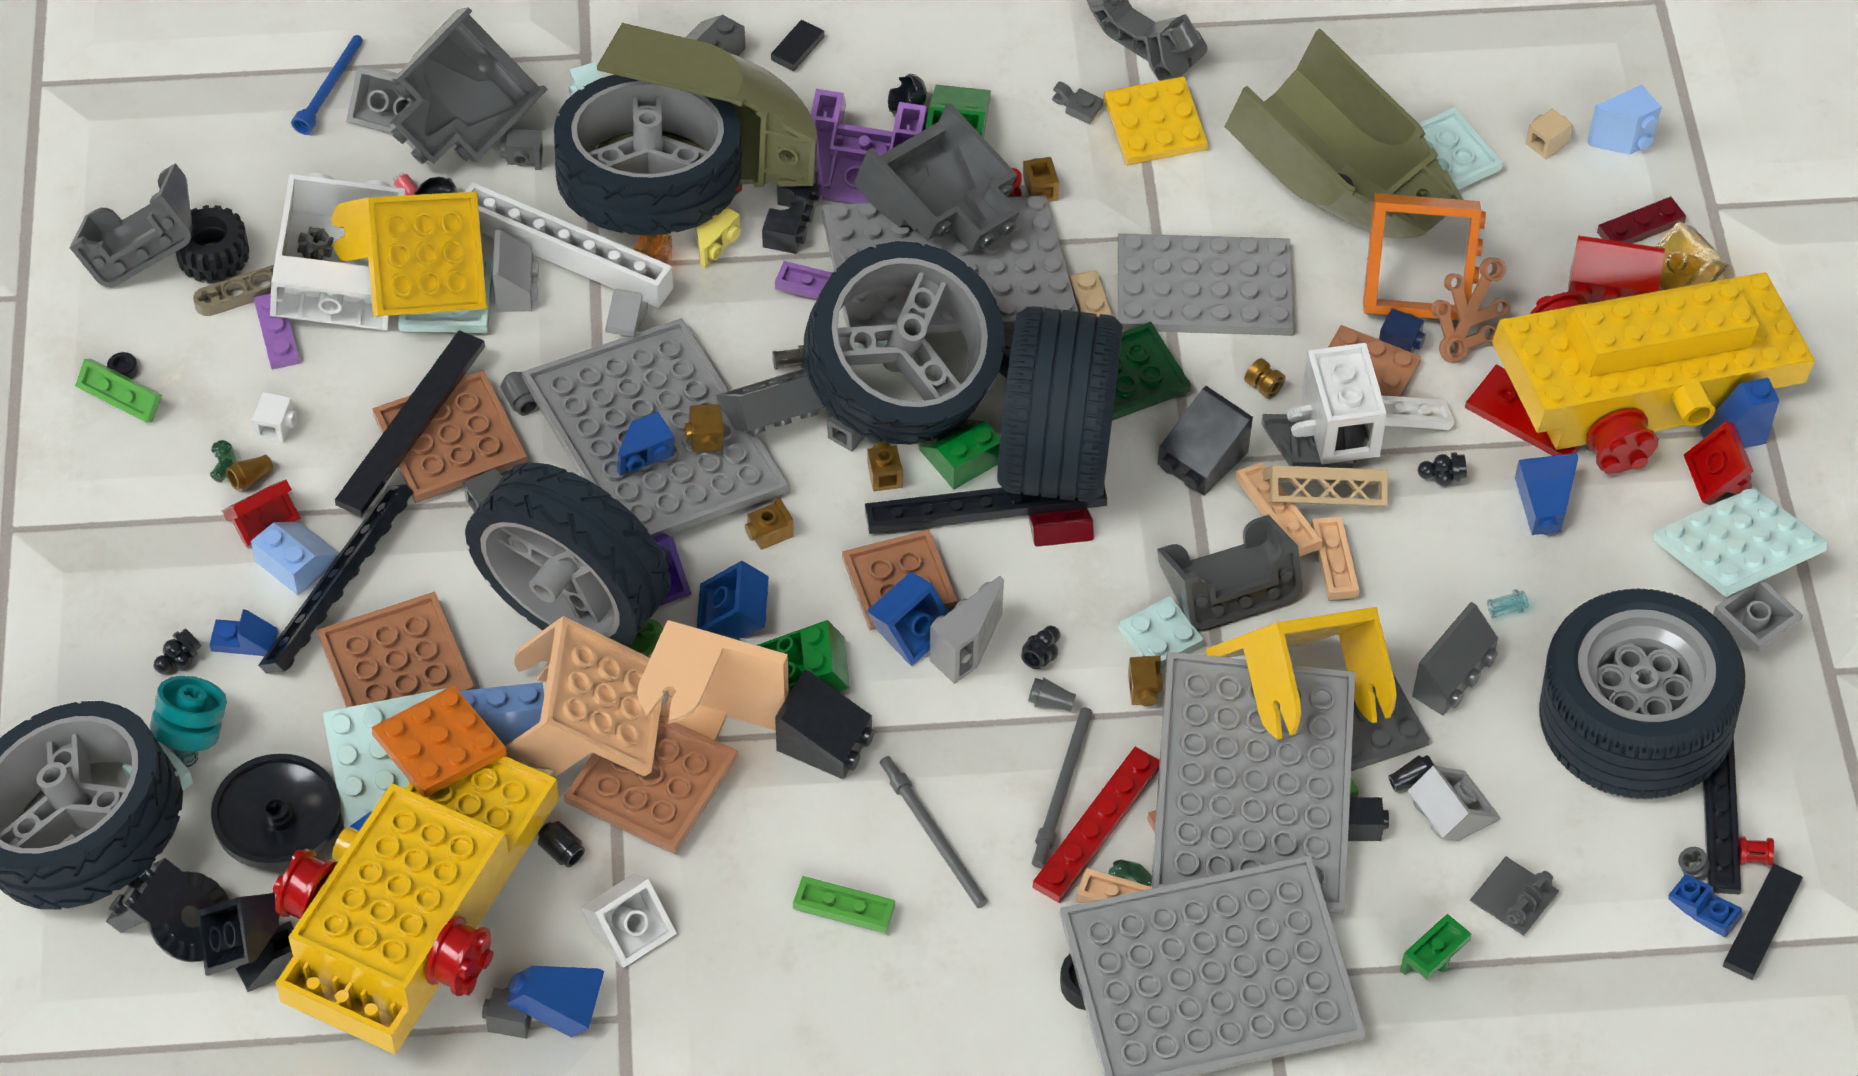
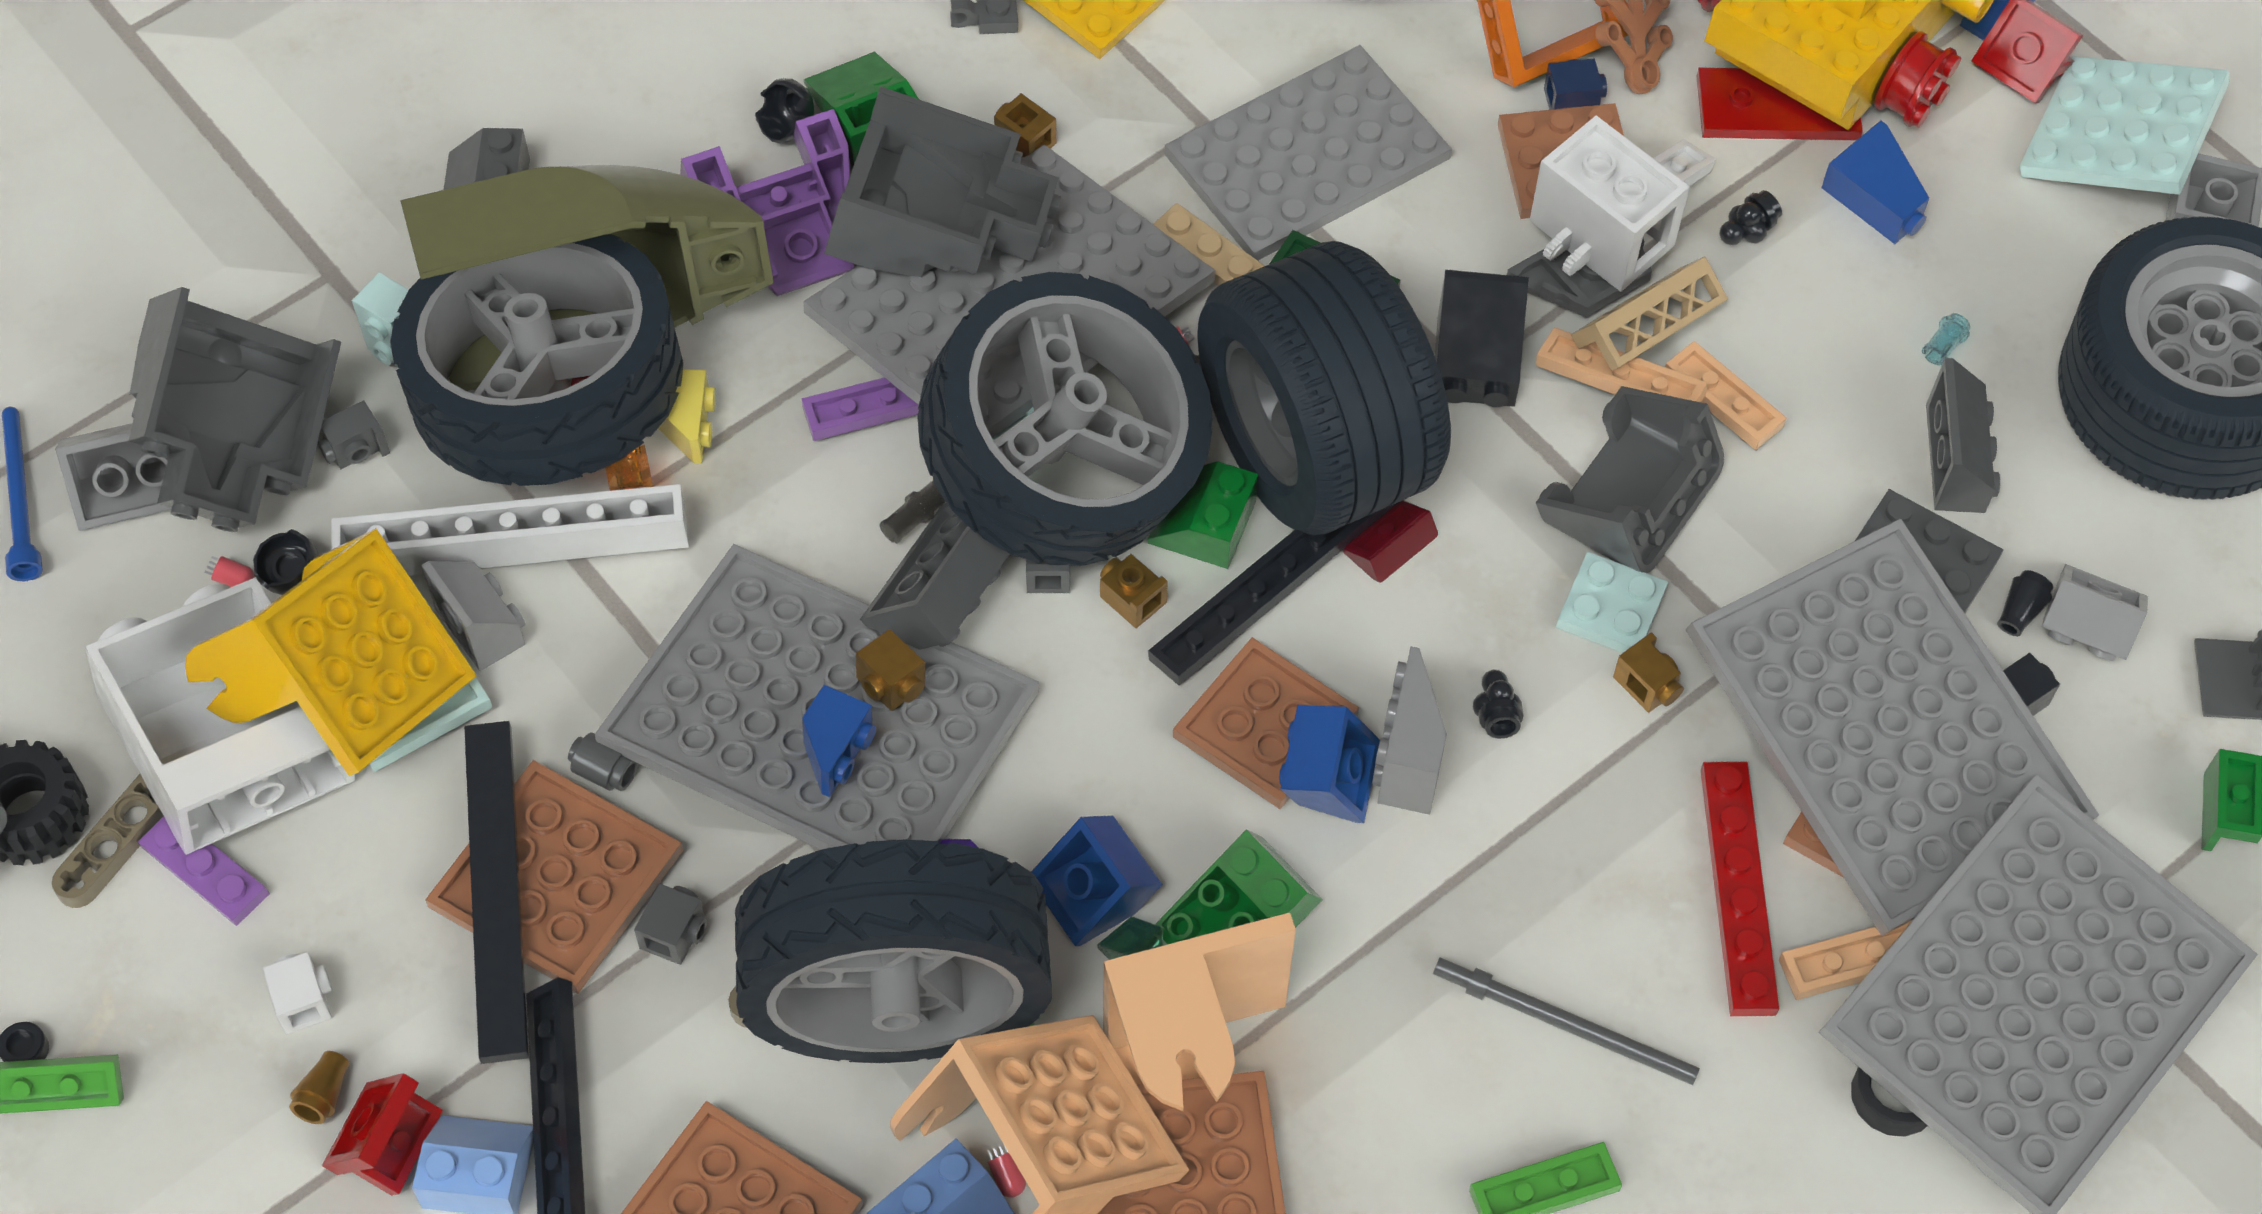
camera: 35 degrees left, 5 degrees up
(225, 456) = (274, 1089): clear green arm -> none
(315, 244) = (181, 722): dark grey gear -> none
(626, 312) = (663, 579): light grey slope -> none
(770, 524) = (1070, 741): pearl gold brick -> none
(786, 228) = (767, 356): black arch -> none
(797, 45) = (594, 119): black tile -> none
(822, 727) = (1345, 974): black slope -> none
(1046, 836) = (1697, 940): dark grey bar -> none
(1050, 695) = (1555, 760): dark grey cone -> none
(1131, 869) = (1829, 919): clear green arm -> none
(1264, 378) = (1481, 229): pearl gold wheel -> none
(1273, 673) = (1829, 559): yellow piece -> none

